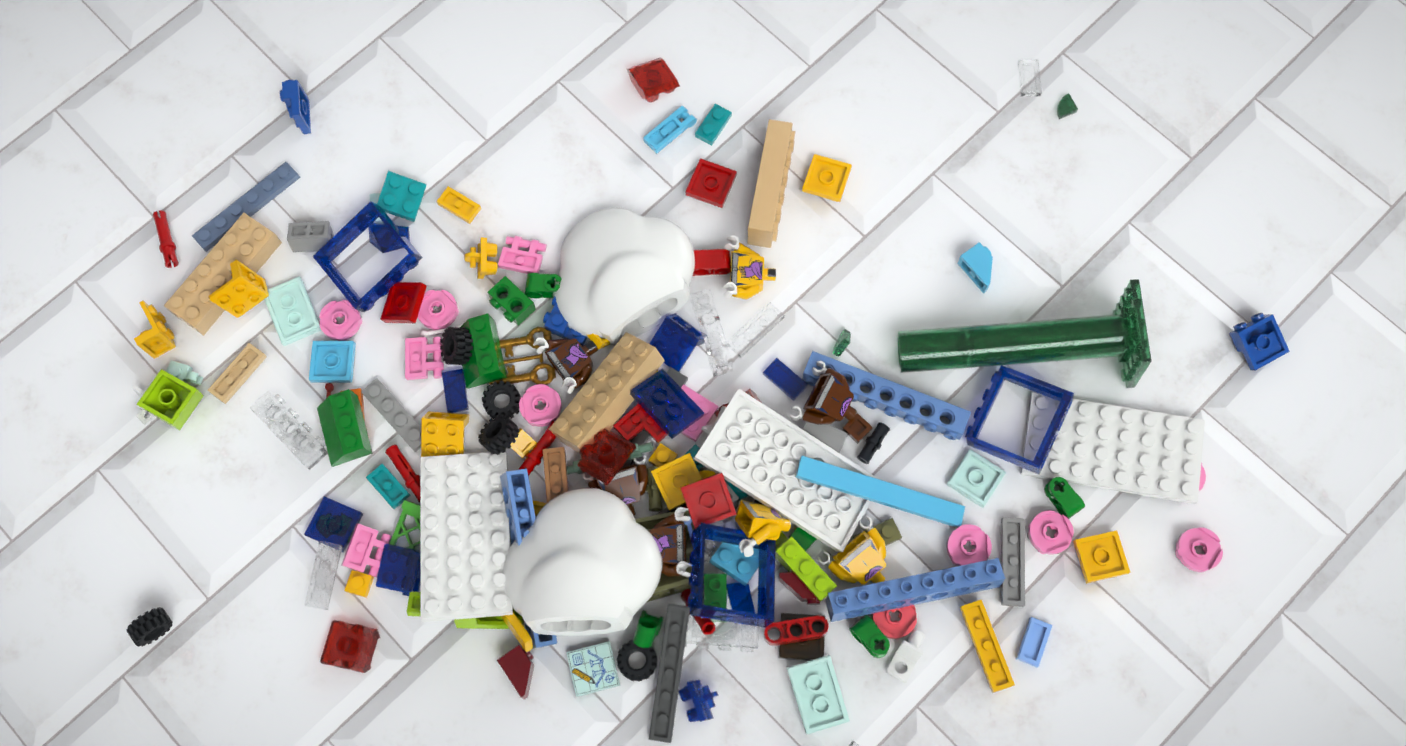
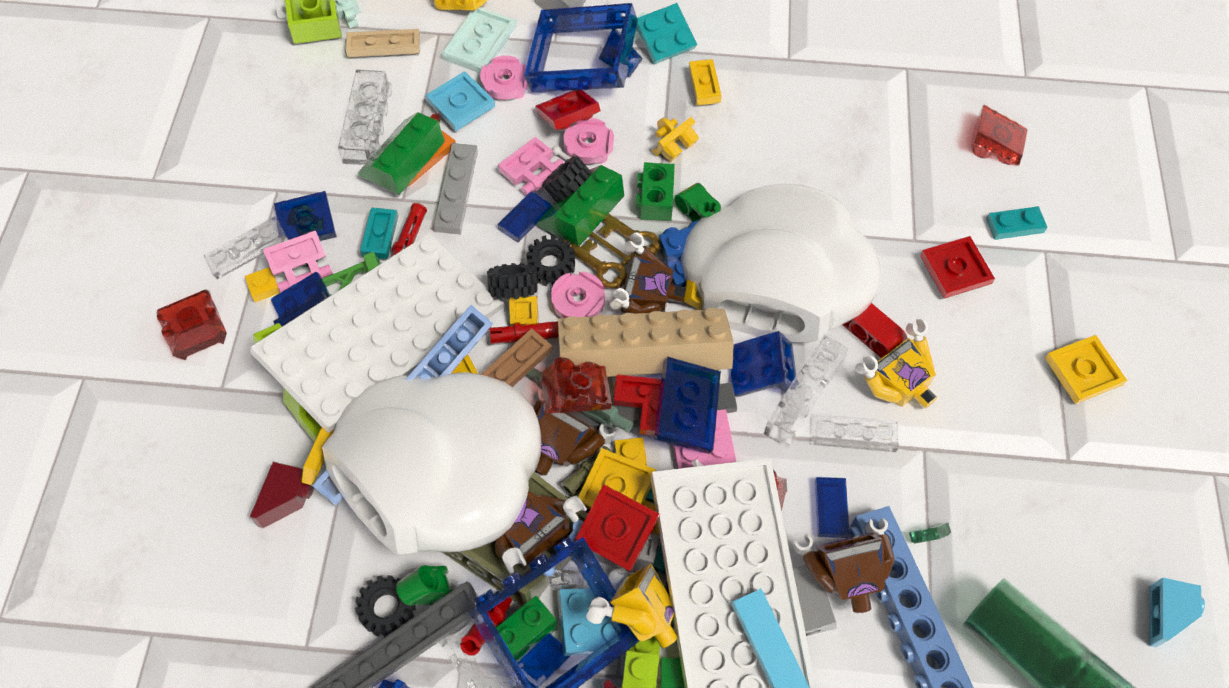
camera: 45 degrees right, 10 degrees down
(149, 627) = (84, 149): black tyre -> none
(443, 433) = (472, 236): yellow bracket -> none
(519, 260) = (705, 171): bright pink plate -> none
(593, 669) = (341, 568): light aqua tile -> none
(669, 129) = (968, 189): medium azure plate -> none
(771, 184) = (1017, 316): tan brick -> none
(857, 428) = (854, 631): reddish brown plate -> none
(873, 443) = (855, 664): black pin -> none

